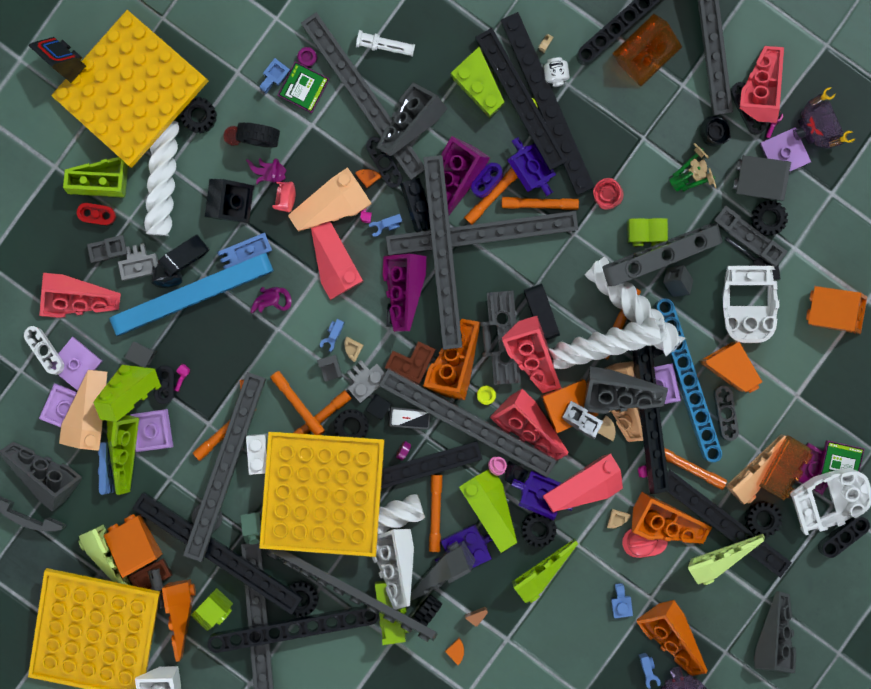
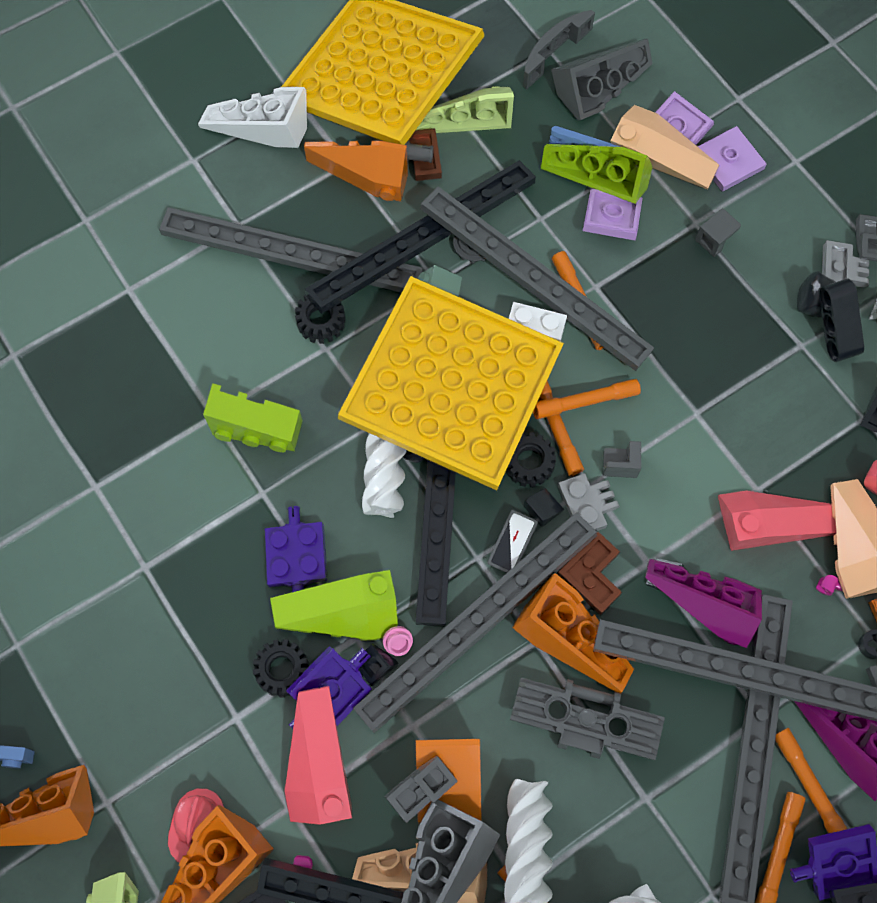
camera: 115 degrees right, 20 degrees down
(52, 354) = (751, 133): white beam -> none
(69, 295) = (822, 173): coral wedge -> none
(124, 390) = (680, 185): lime wedge -> none
(132, 545) = (472, 142): orange slope -> none
(166, 384) = (669, 247): black plate -> none
(183, 370) = (676, 278): dark pink hand -> none
(191, 294) = (782, 323): dark azure beam -> none
(213, 610) = (353, 201): lime wedge -> none
(245, 250) = (822, 406): medium blue hinge -> none
(271, 297) = (746, 410): magenta piece -> none
(301, 622) = (285, 277): black beam -> none
(334, 329) = (671, 483): medium blue plate -> none
(353, 348) = (638, 501): tan tile -> none
(355, 595) = (291, 378): dark grey plate -> none
(390, 223) = (810, 614): medium blue plate -> none
(395, 564) = (330, 451): white wedge -> none
(403, 450) = (469, 516): magenta tile -> none
(416, 204) = (835, 662): black hinge -> none
(427, 610) = (231, 464): black tyre -> none
(436, 490) = (394, 542): orange piece -> none
(451, 566) = (279, 514): dark grey wedge -> none
(456, 651) = (160, 490): orange tile -> none
(476, 616) = (195, 531): nougat slope -> none
(485, 180) = (839, 783): dark purple plate -> none
(486, 395) = (507, 664): neon yellow tile -> none
(525, 419) = (450, 709): coral wedge -> none
(529, 348) = (555, 751): coral wedge -> none
(535, 580) = (209, 632): lime wedge -> none
(540, 307) = (606, 793): black beam -> none
(607, 428) = (390, 831): tan tile -> none
(617, 518) = (247, 795): tan tile -> none
(621, 604) = (118, 751): medium blue plate -> none

